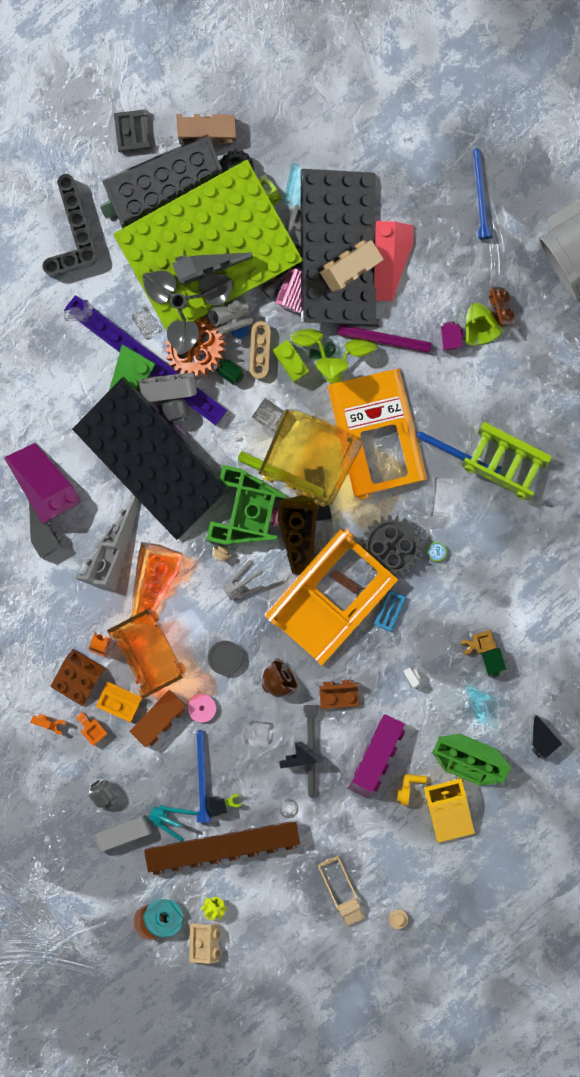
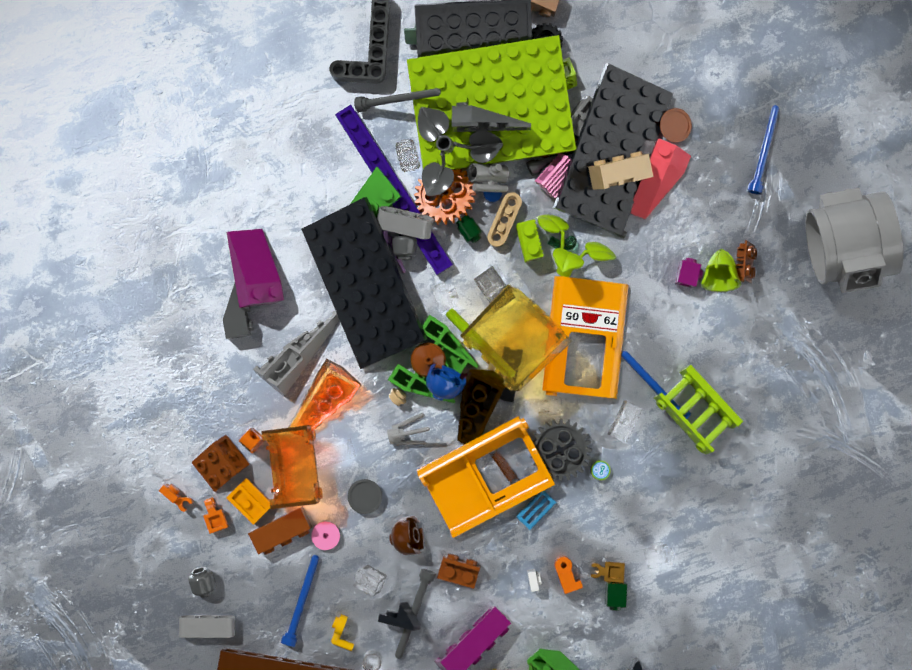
camera: 20 degrees right, 0 degrees up
(75, 314) = (343, 122): clear bracket -> none
(86, 289) = (362, 104): none -> dark grey piece
(159, 817) = (247, 623): teal plant -> none
(219, 806) = (307, 634): black piece -> none
(237, 507) = (425, 356): none -> dark orange piece
(245, 786) = (339, 624): none -> yellow plate
(260, 522) = (444, 382): none -> blue cylinder
(291, 183) = (591, 74): clear light blue tile -> none
(384, 338) = (625, 252): magenta axle -> none
(388, 202) = (675, 125): none -> dark orange piece
(439, 661) = (563, 568): none -> orange leg
(475, 697) = (587, 622): clear light blue slope -> none

